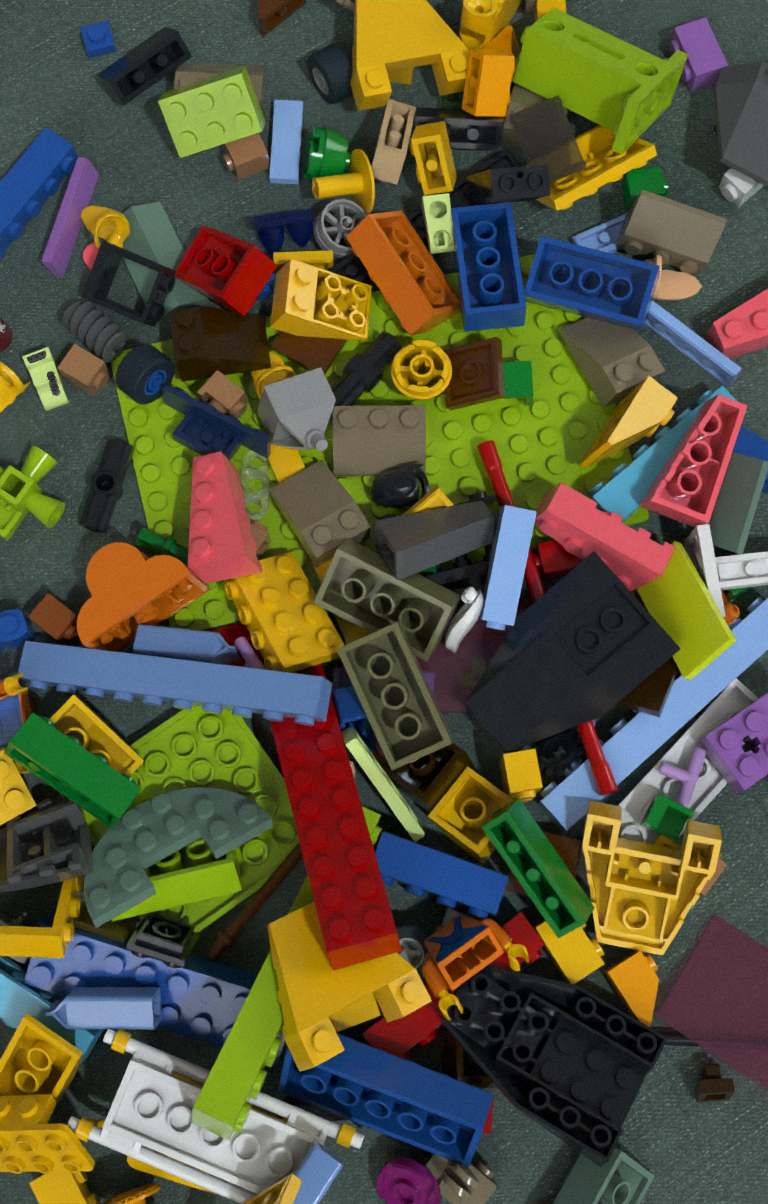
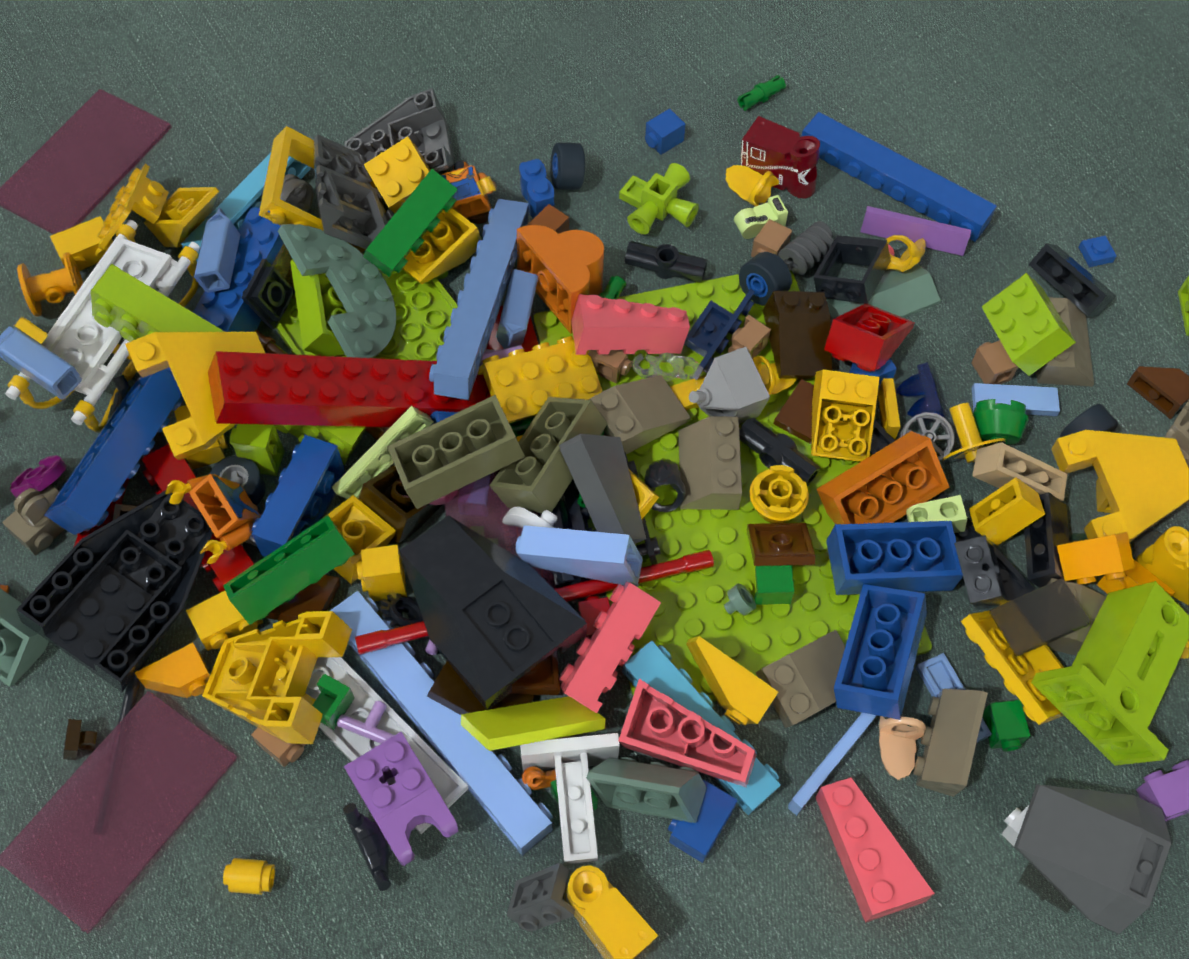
camera: 90 degrees right, 15 degrees down
(534, 416) = (740, 600): none -> sand green tile

